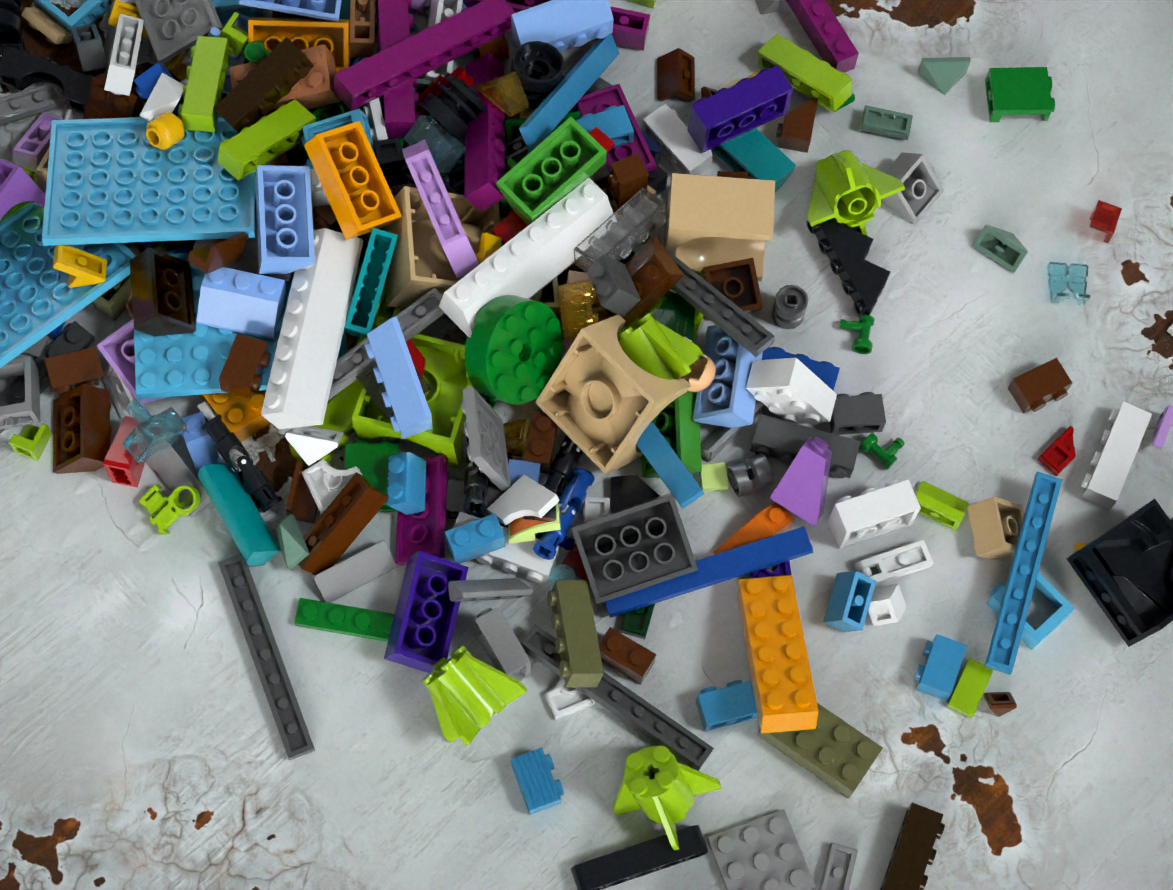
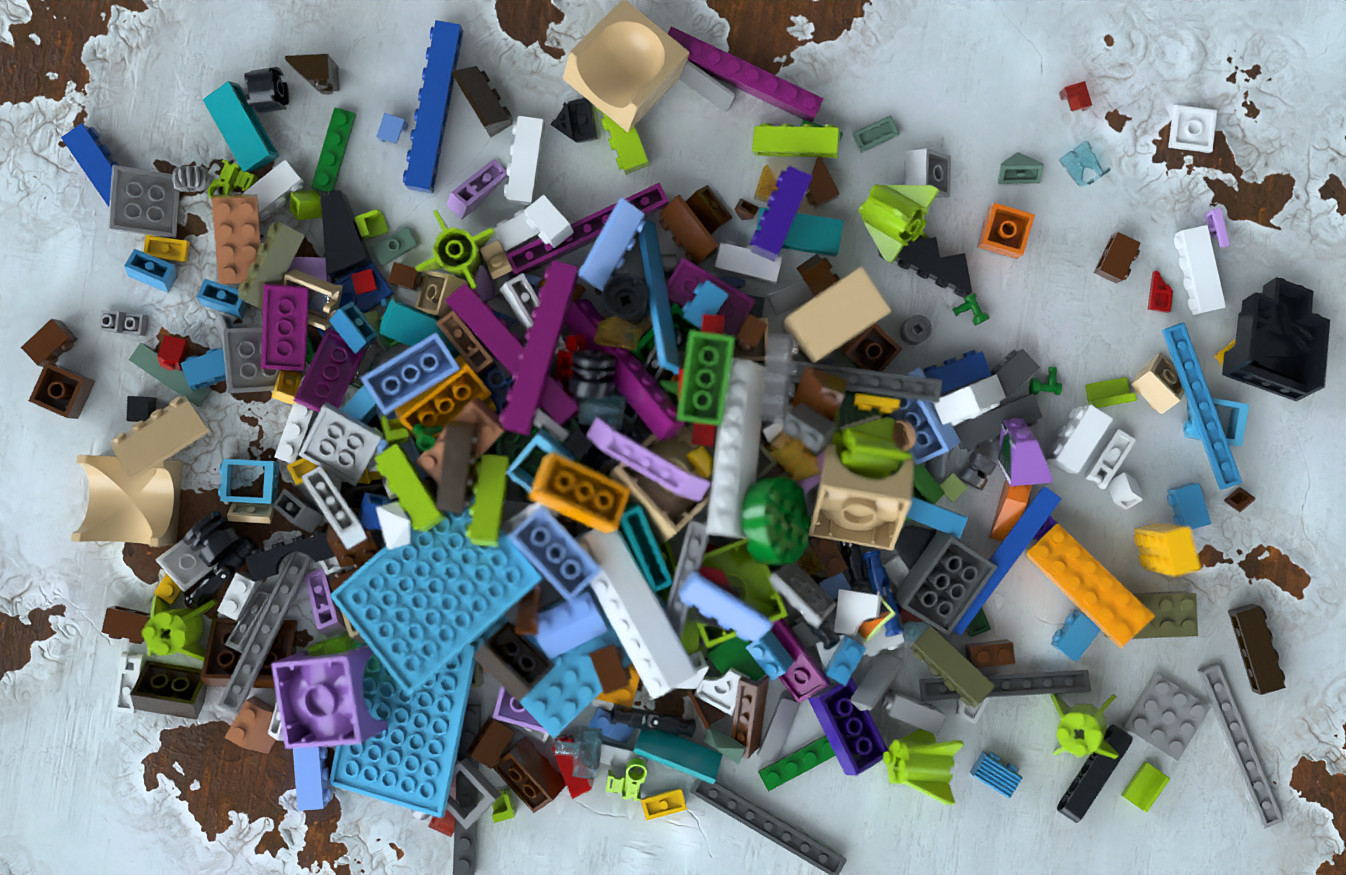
camera: 30 degrees left, 20 degrees up
(80, 265) = (442, 684): yellow slope -> none
(165, 131) = (416, 549): yellow head -> none
(183, 556) = (663, 804): none -> yellow plate
(643, 74) = (687, 231): none -> reddish brown slope
(697, 322) = (867, 402): none -> yellow plate
(849, 601) = (1104, 509): dark azure brick -> none
(881, 667) = (1166, 549): none -> yellow brick
(943, 72) = (888, 63): sand green slope -> none
(946, 282) = (1005, 230): none -> orange brick
(970, 688) = (1215, 504): lime tile -> none
(1019, 92) = (950, 40): green panel -> none

